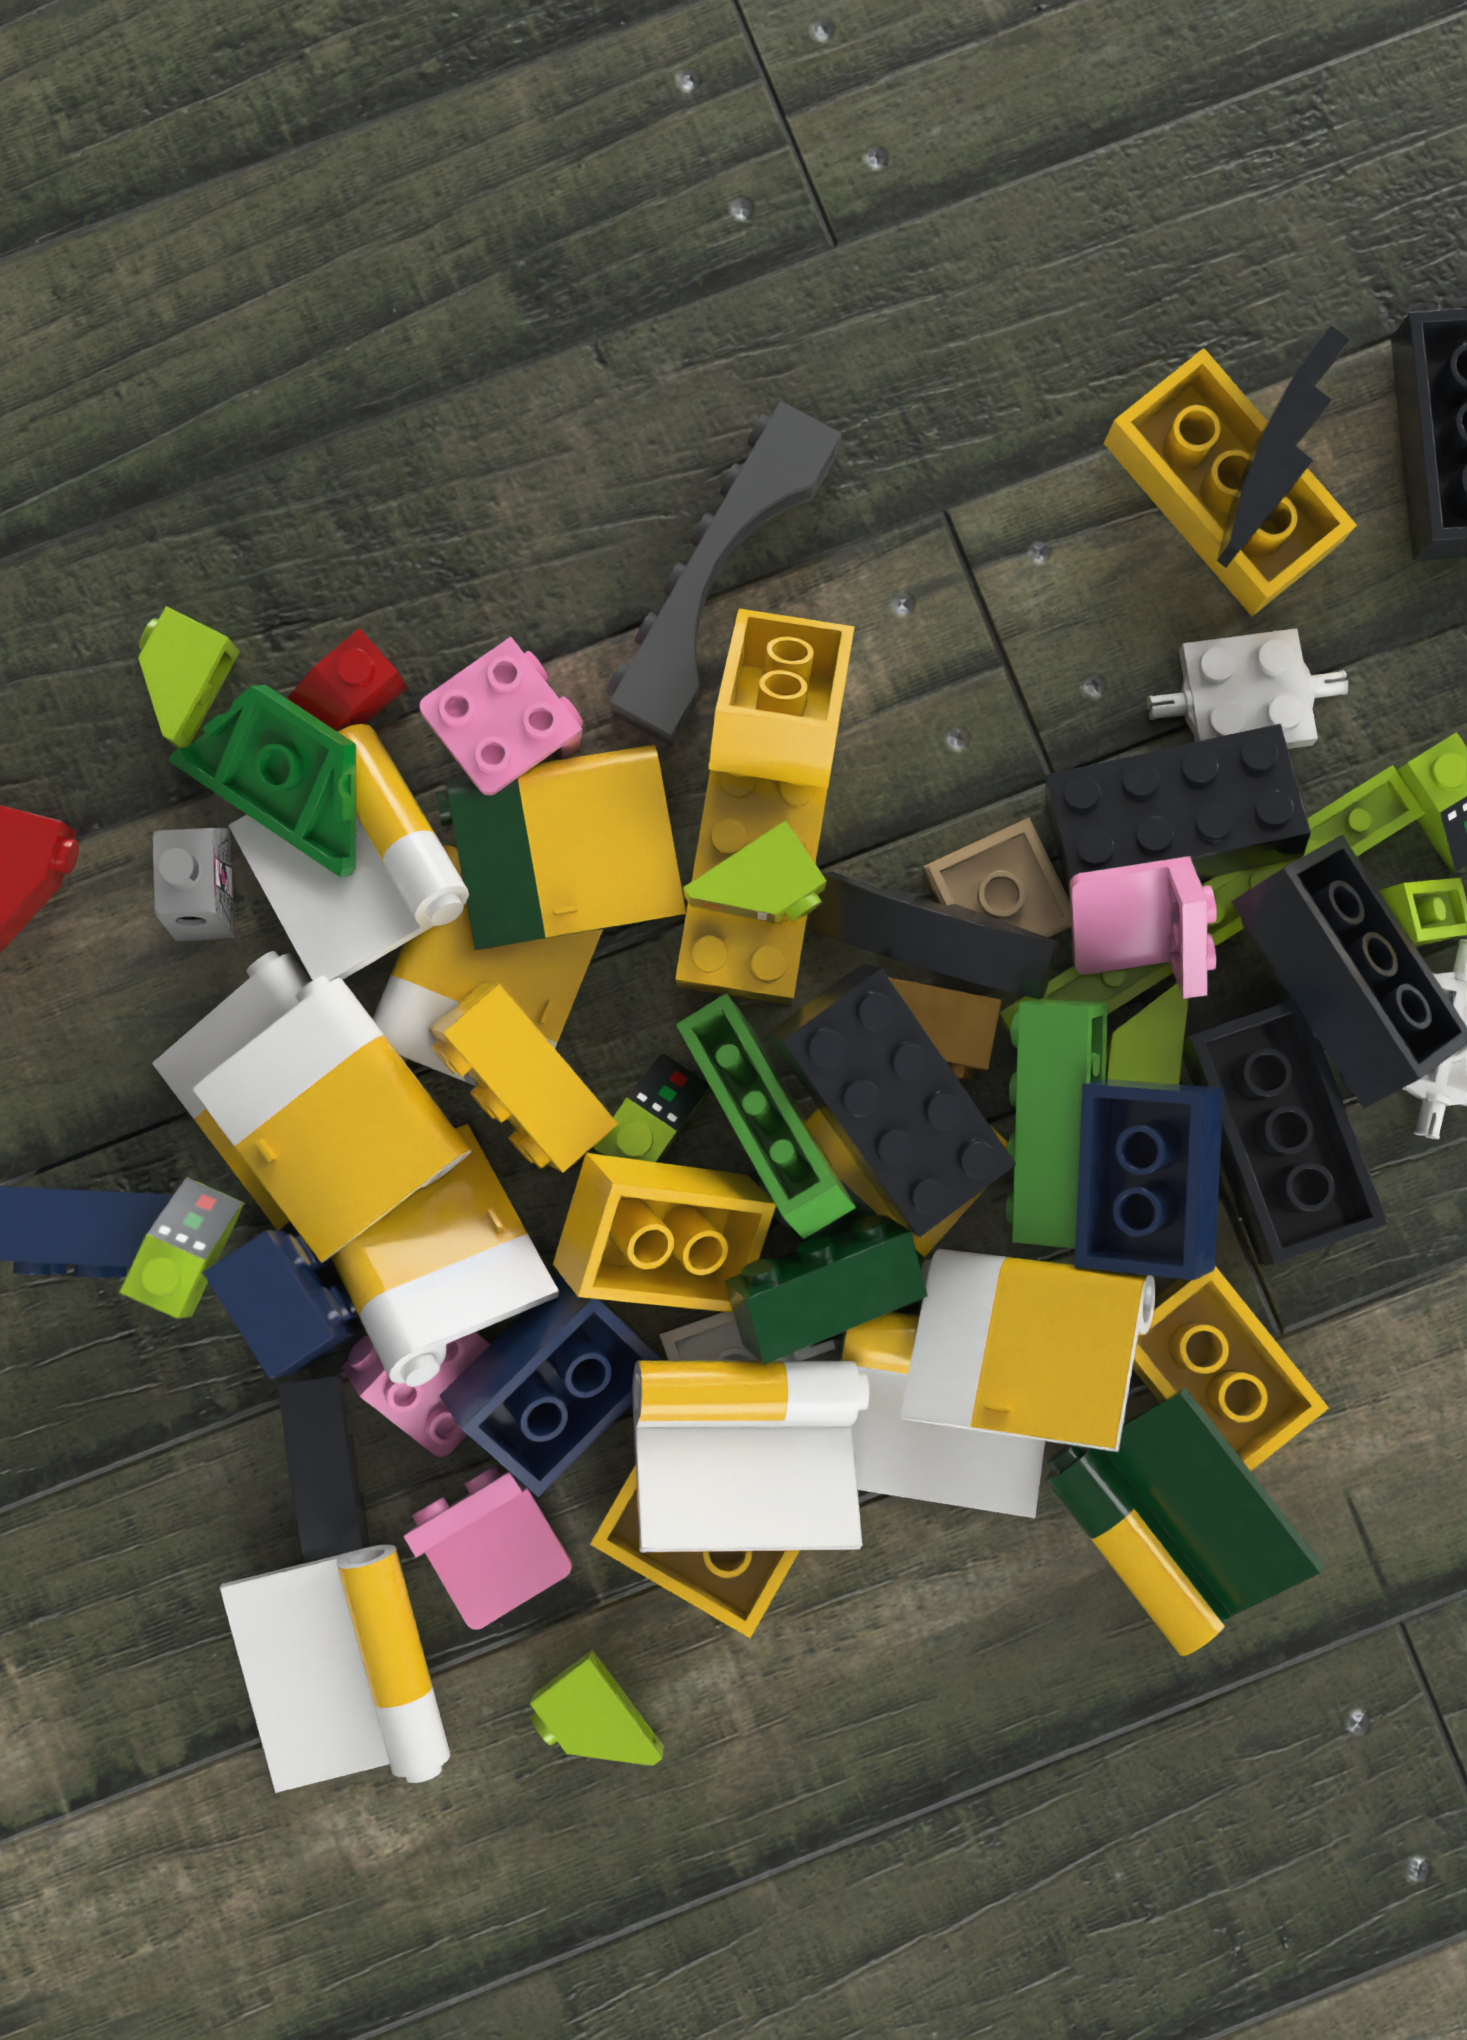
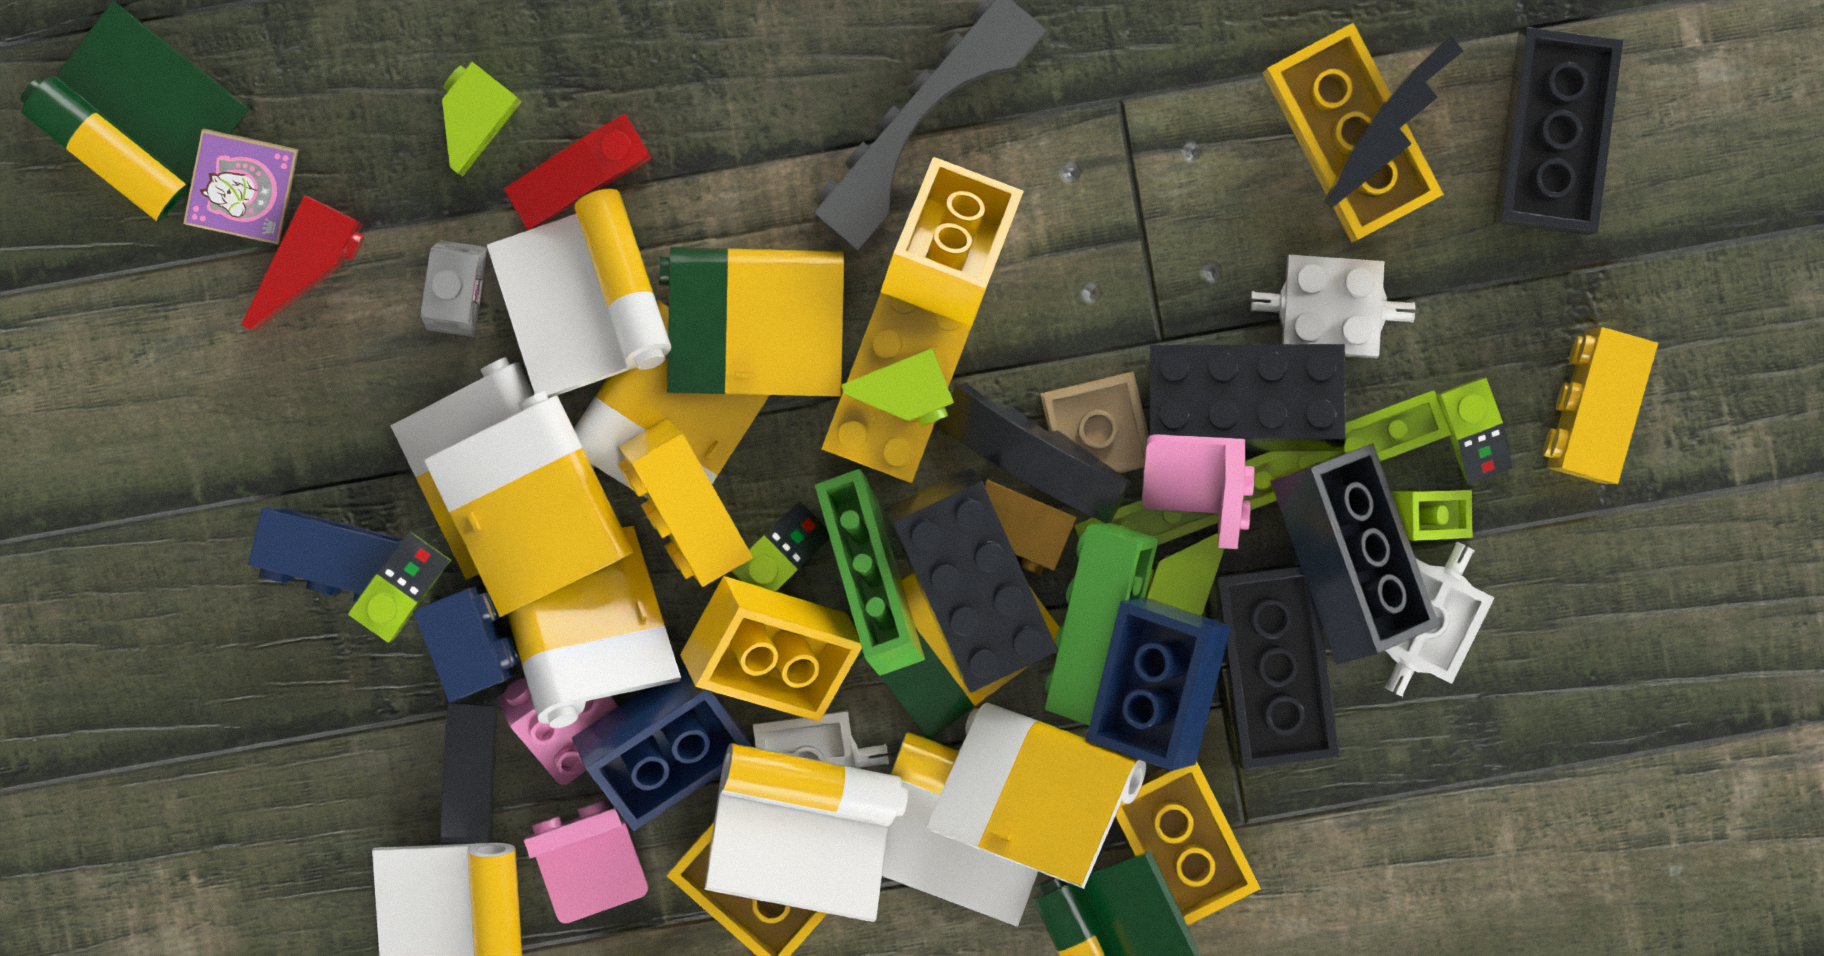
camera: 15 degrees right, 5 degrees up
(282, 773) = (540, 217): green wing -> none
(502, 717) = (725, 209): bright pink bracket -> none
(825, 1287) = (889, 715): dark green brick -> none

